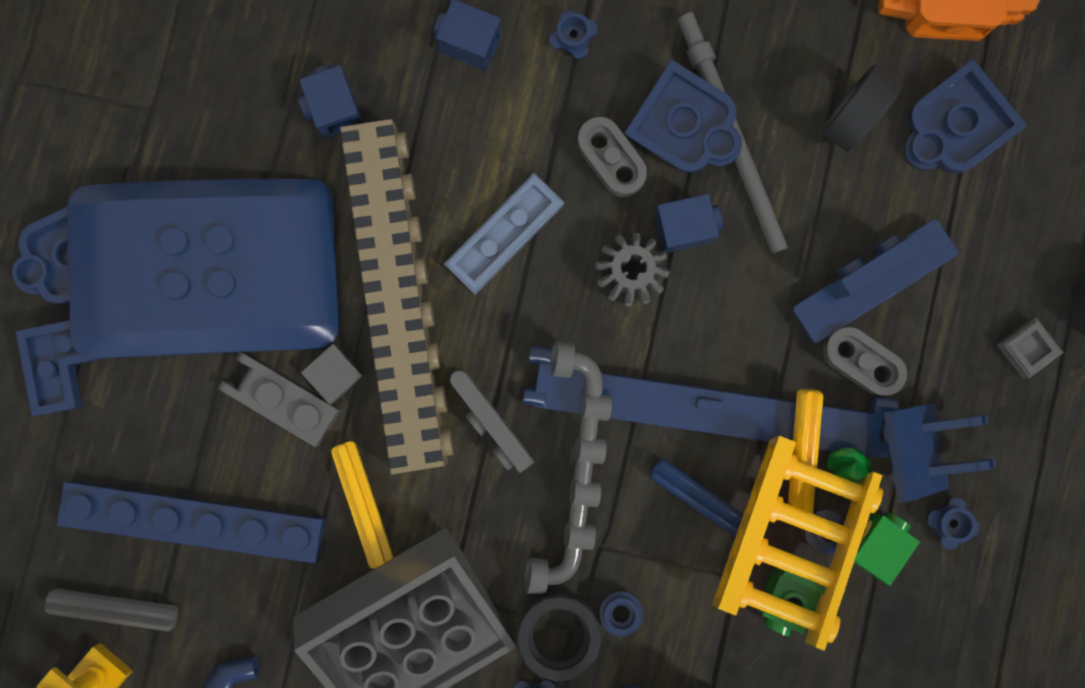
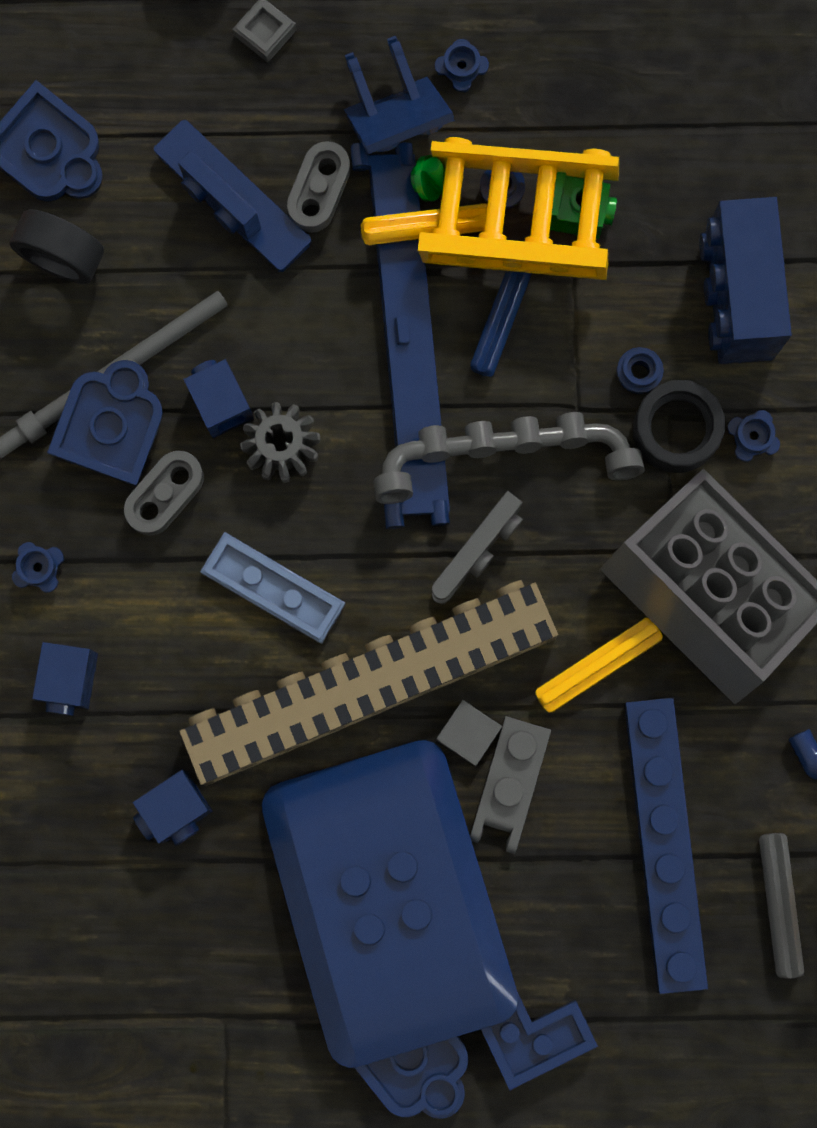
camera: 100 degrees left, 5 degrees down
(885, 547) = (502, 123): green brick -> none

